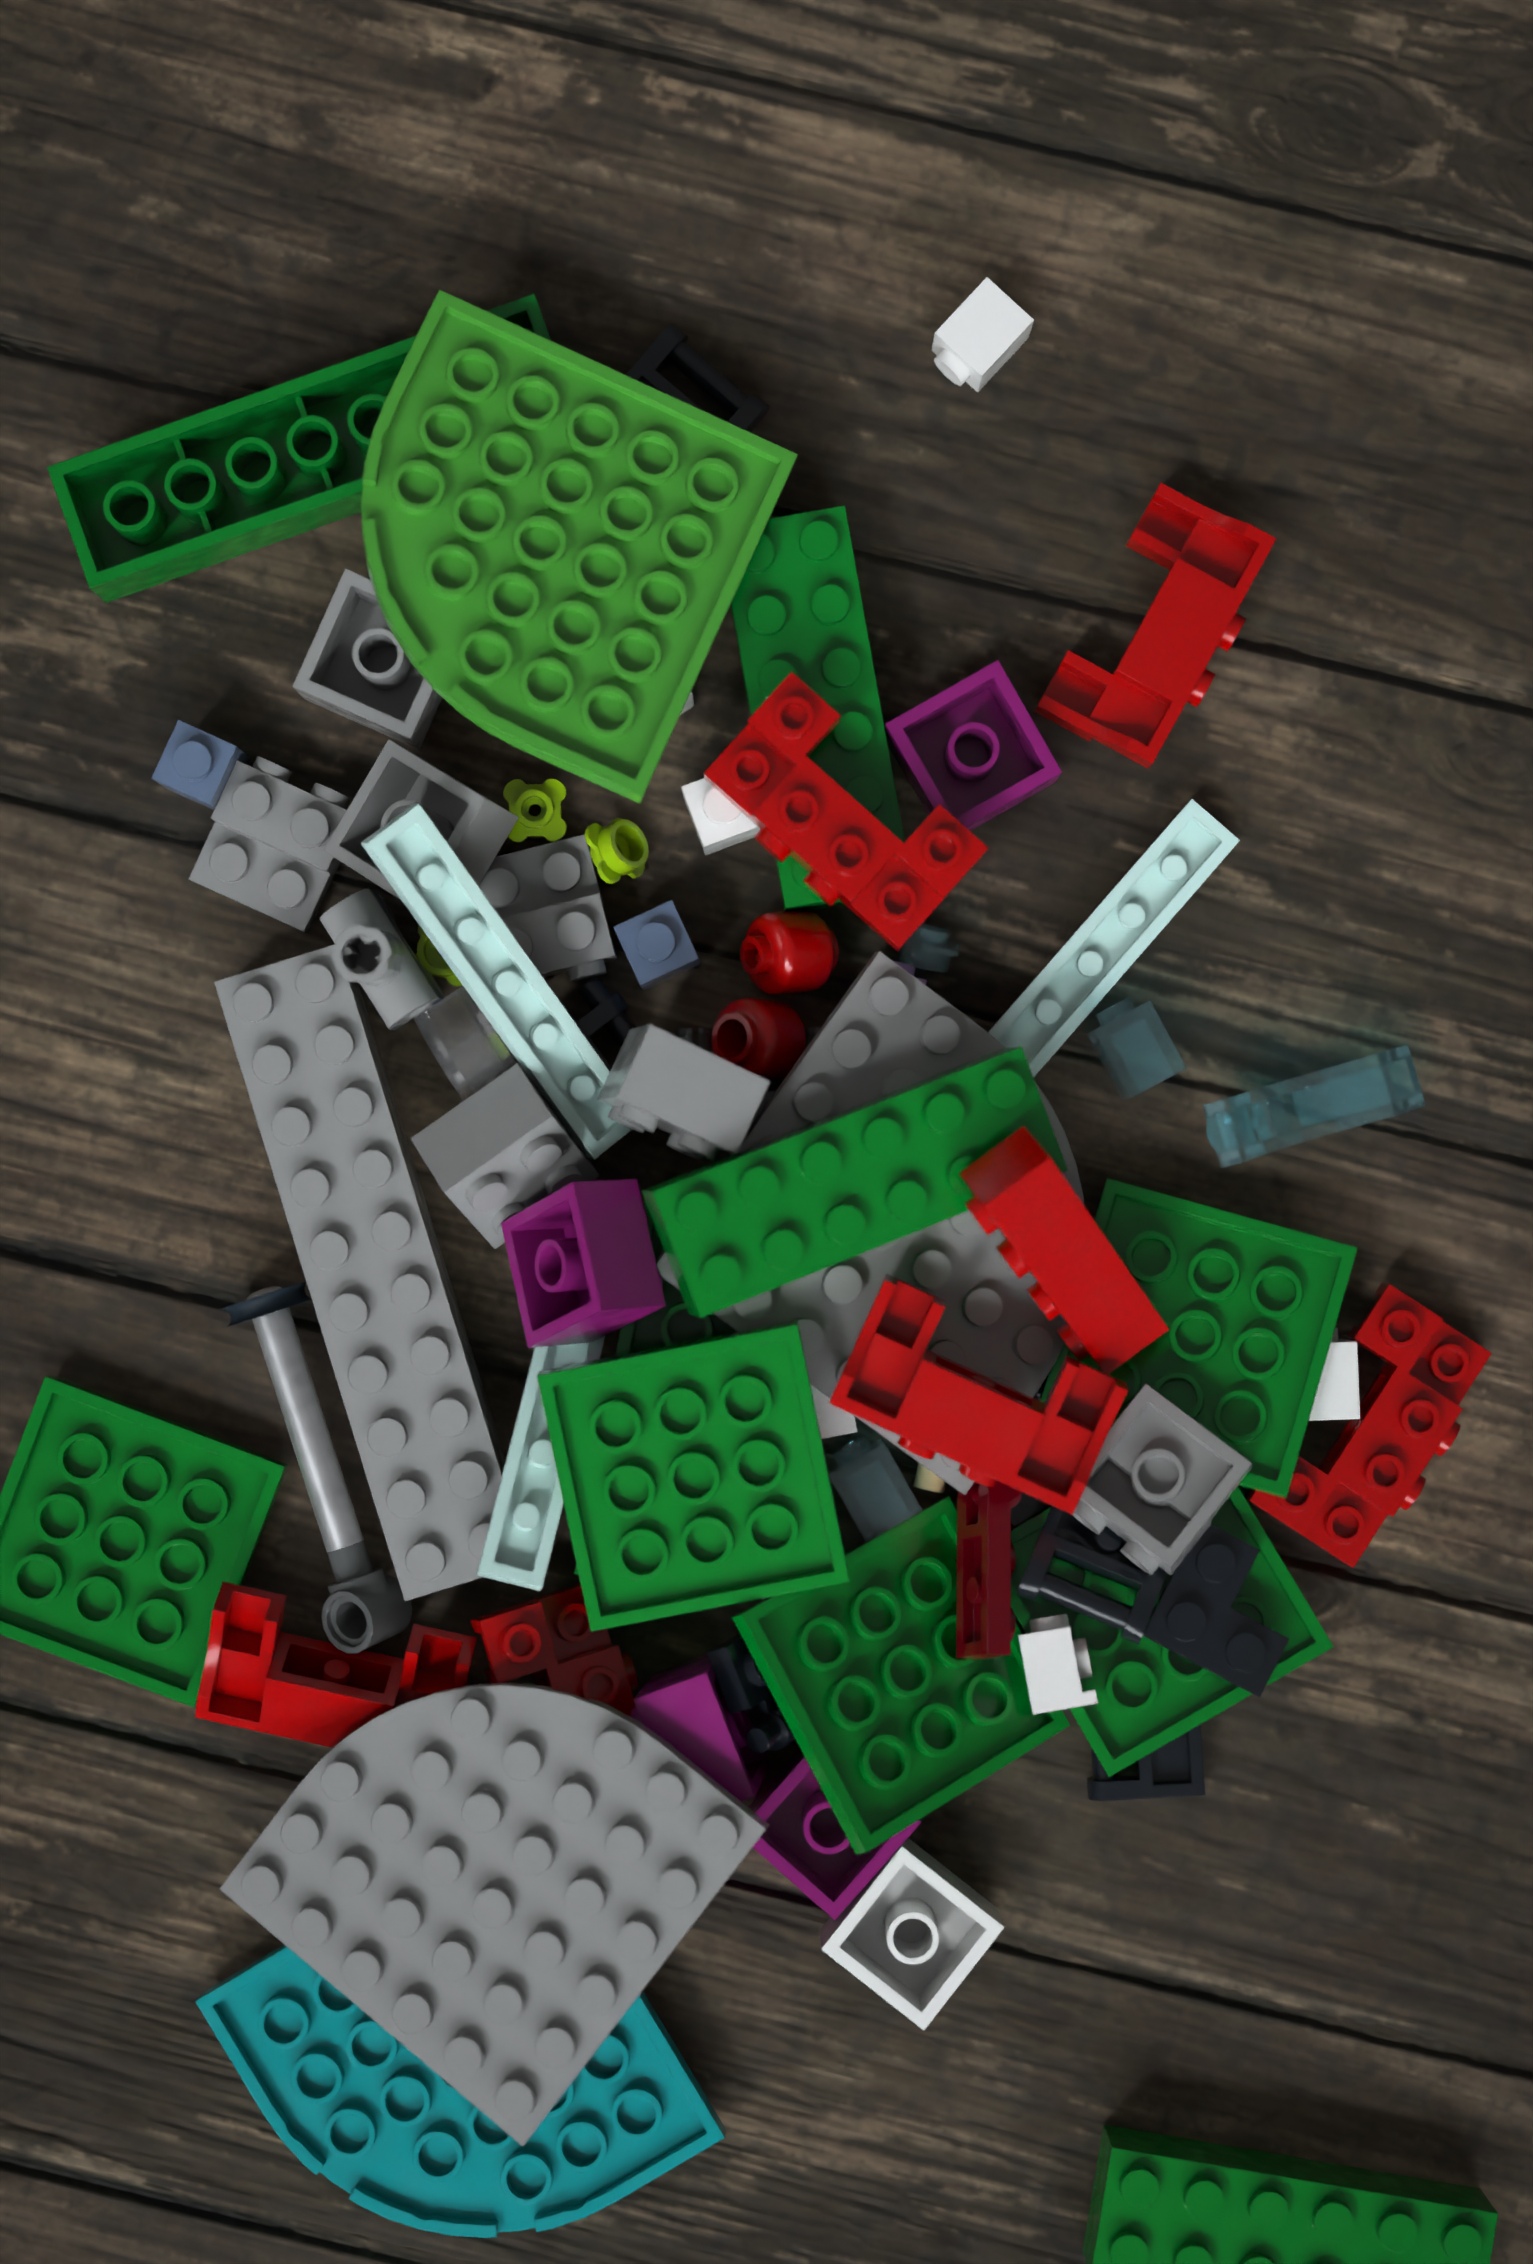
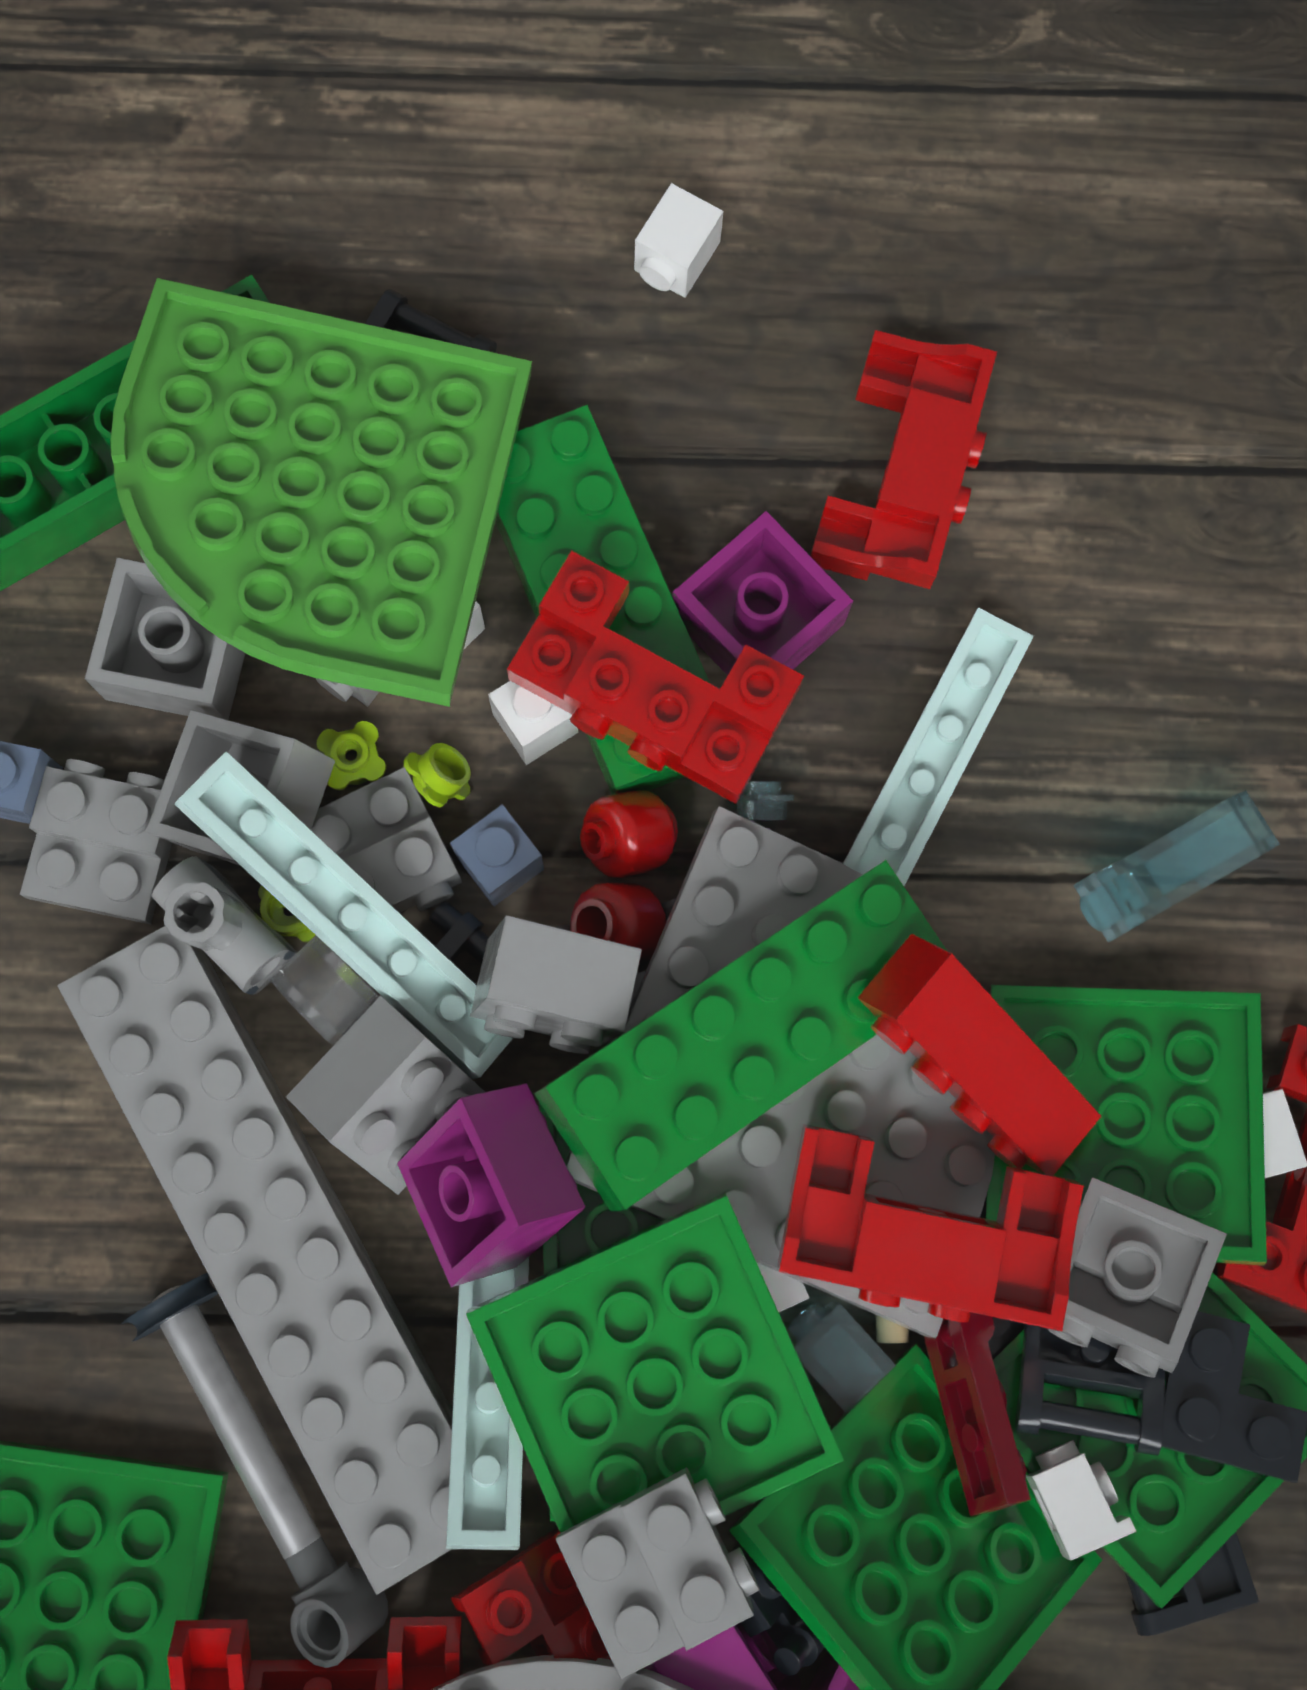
camera: 20 degrees left, 10 degrees down
(660, 1636) = (658, 1572): none -> light grey plate
(1135, 1047) = (985, 852): clear light blue brick -> none

